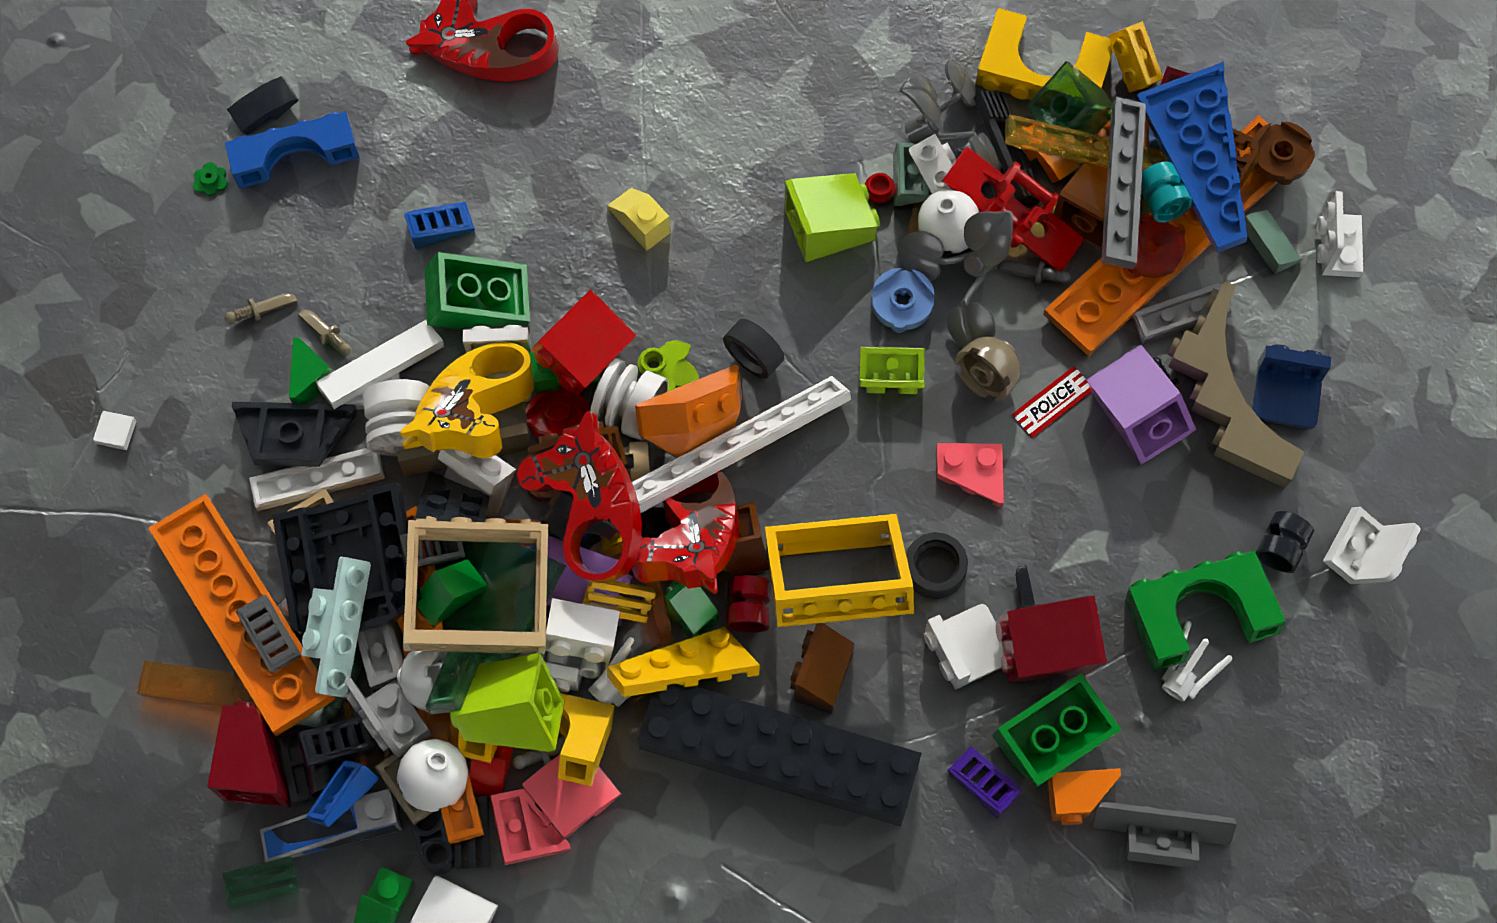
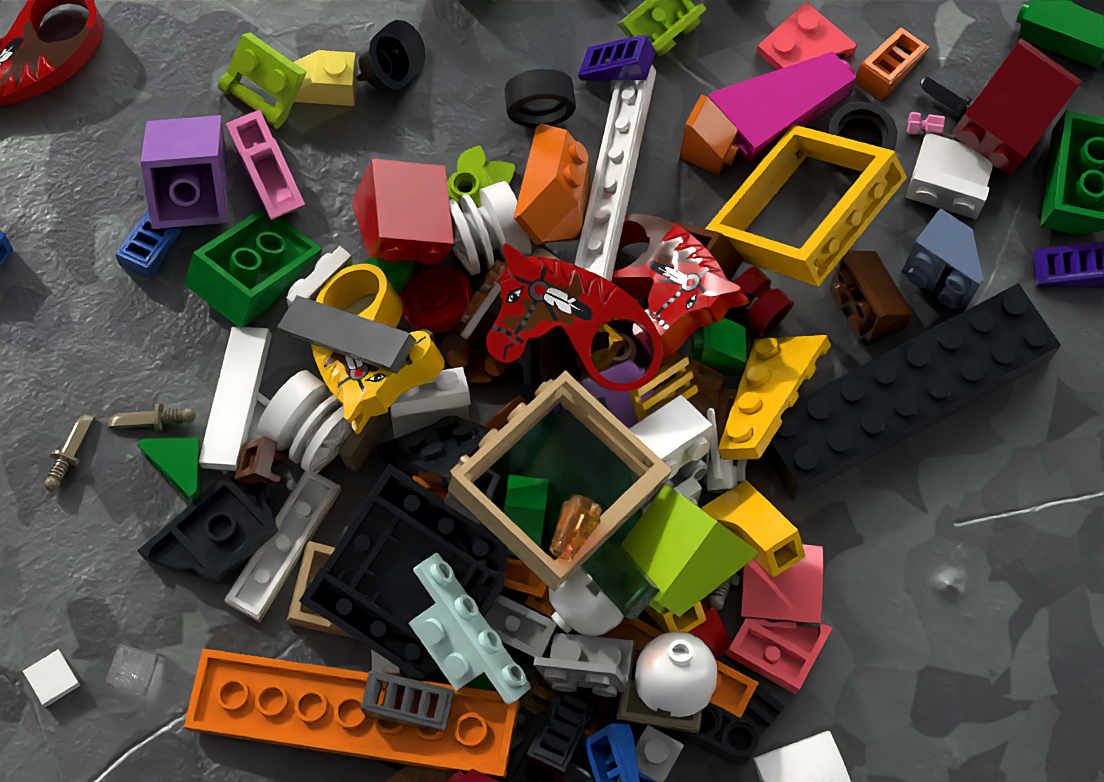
camera: 50 degrees left, 0 degrees up
(160, 468) = (132, 669): none -> clear tile
(345, 411) = (257, 460): none -> reddish brown tile
(440, 620) = (574, 526): none -> clear orange cone
(460, 383) = (347, 334): none -> dark grey tile
(495, 198) = (185, 171): none -> medium lavender slope
(548, 238) = (264, 165): none -> bright pink slope
(609, 183) = (267, 70): none -> lime plate
(697, 240) = (392, 56): none -> black piece
(832, 370) = (634, 64): none -> dark purple slope
(832, 471) = (709, 137): none -> orange slope
(894, 689) = (946, 261): none -> sand blue slope
(917, 496) = (786, 97): none -> dark pink slope
(992, 547) = (877, 79): none -> orange slope
(994, 602) = (932, 125): none -> bright pink piece

